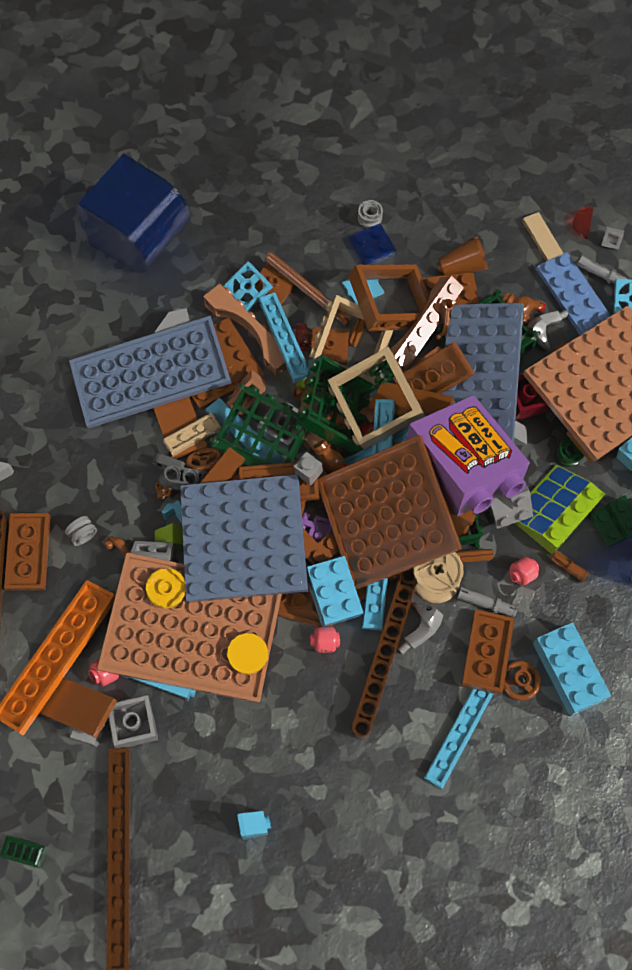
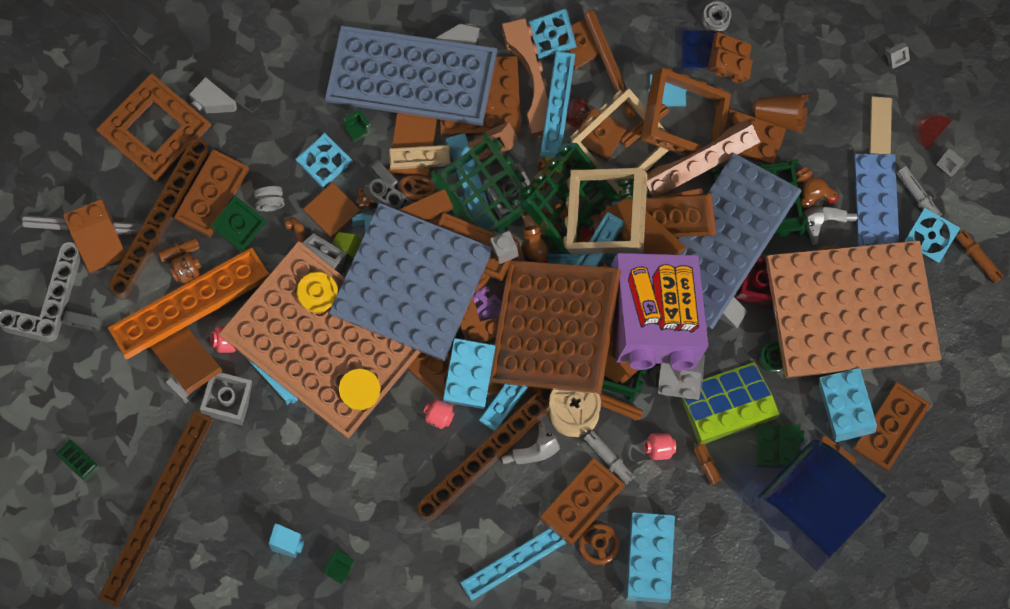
camera: 25 degrees right, 5 degrees up
(22, 614) = (178, 250): none -> dark orange axle
(36, 627) = (185, 268): none -> dark orange head
(64, 565) = (238, 224): none -> dark green plate
(105, 490) = (314, 168): none -> medium azure piece
(125, 434) = (356, 126): none -> dark green panel
(140, 514) = (331, 210): none -> dark orange tile
(312, 821) = (339, 567): none -> dark green panel
(399, 239) = (730, 58): none -> dark orange plate
(450, 304) = (725, 163): dark orange piece -> none
(524, 178) = (897, 55): none -> light grey tile

